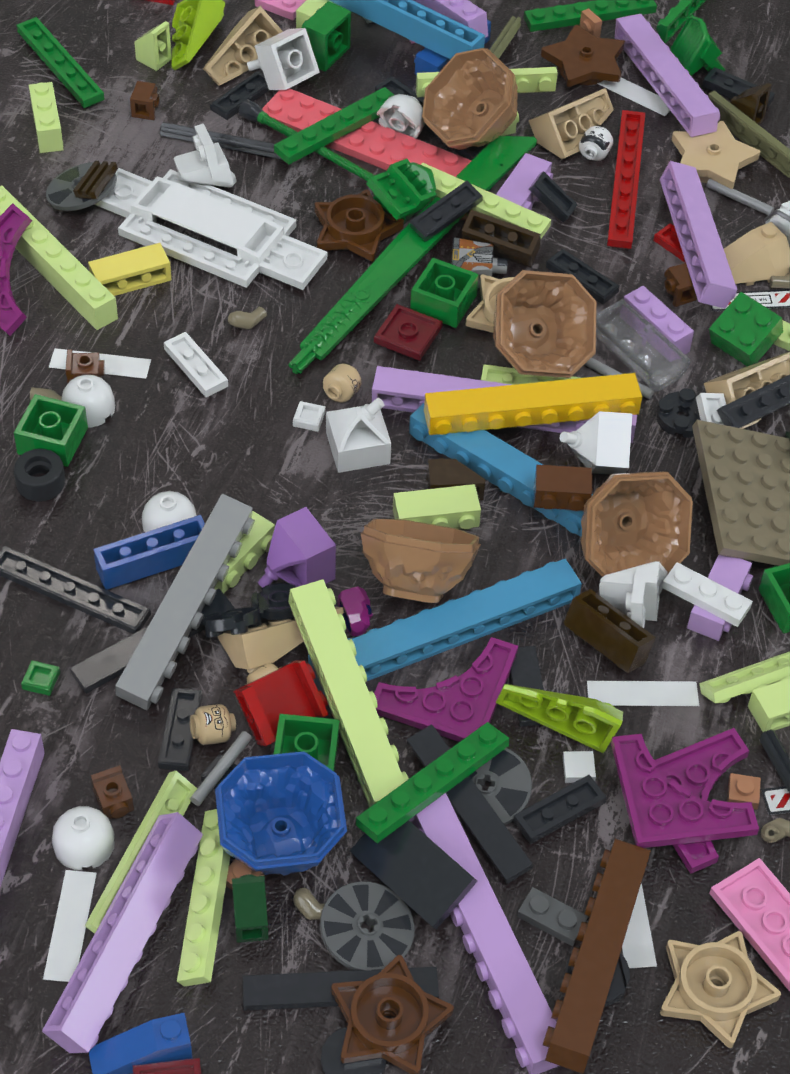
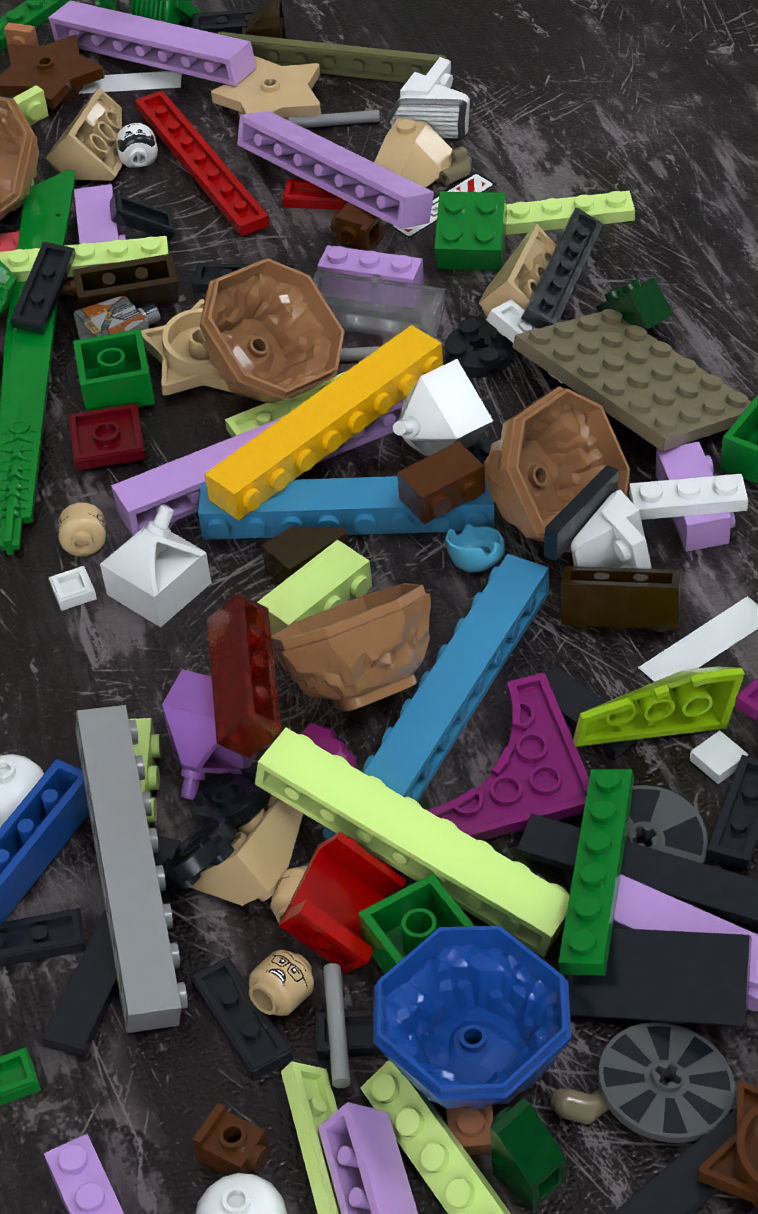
camera: 30 degrees left, 5 degrees down
(326, 533) = (243, 676): none -> clear red brick
(555, 542) = (475, 548): none -> medium azure hair
(606, 563) = (578, 512): none -> black tile

